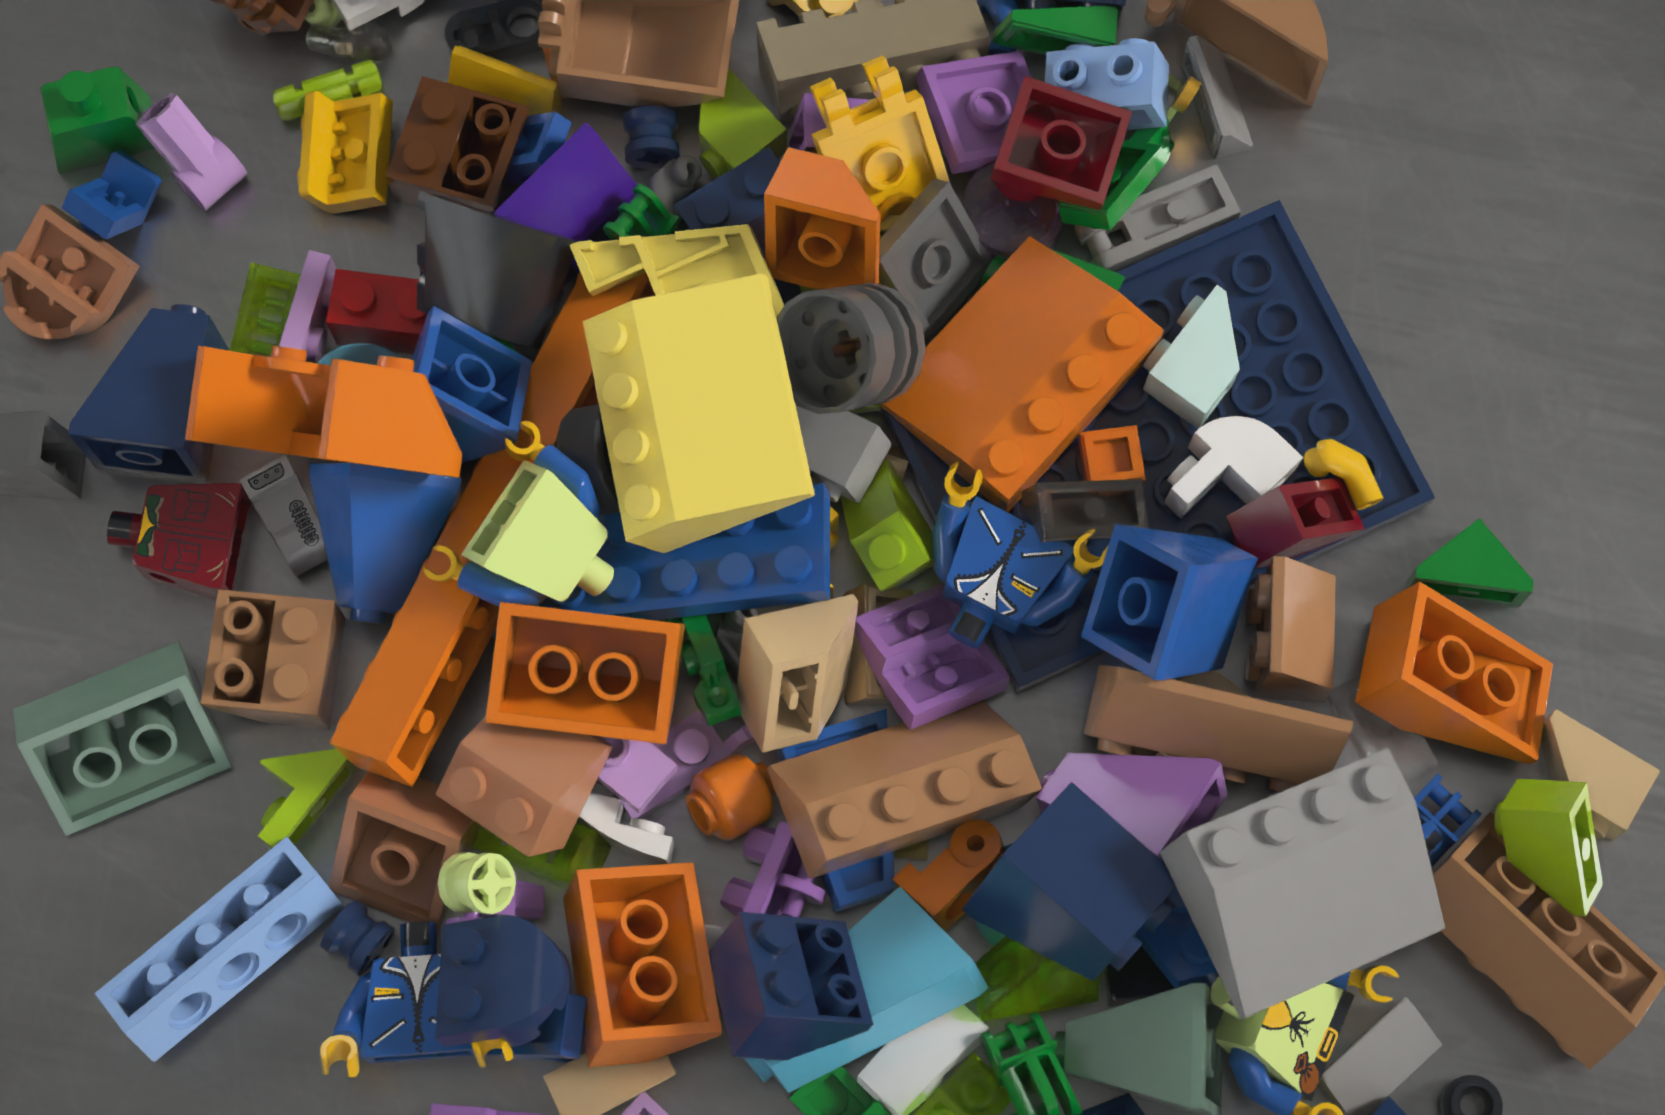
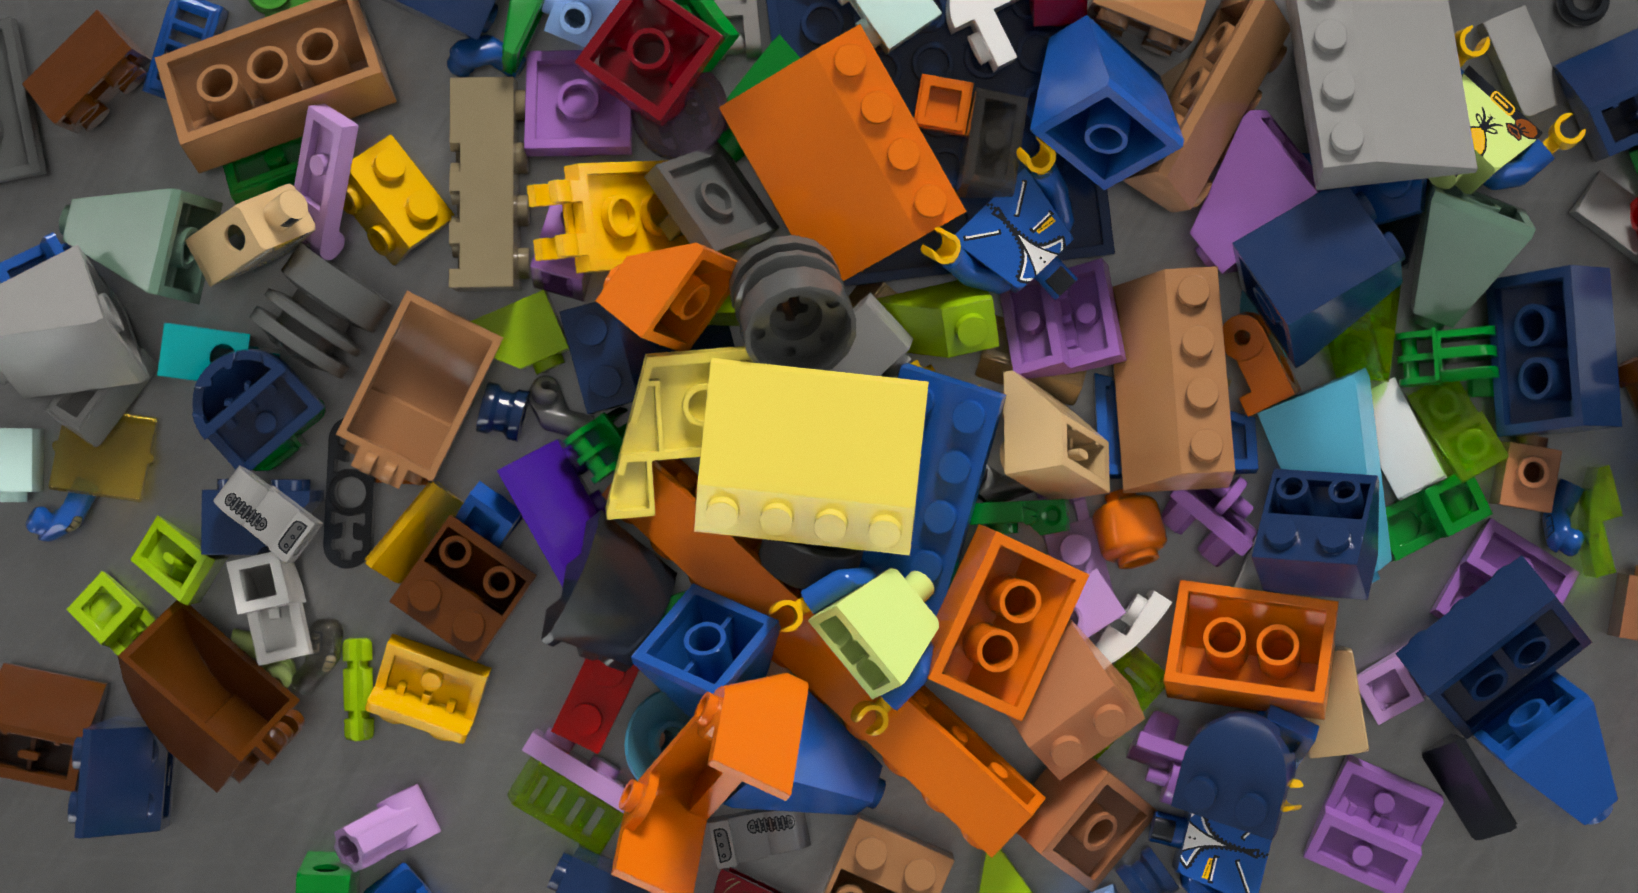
camera: 75 degrees left, 15 degrees up
(485, 894) = (1148, 767): yellowish green wheel -> none

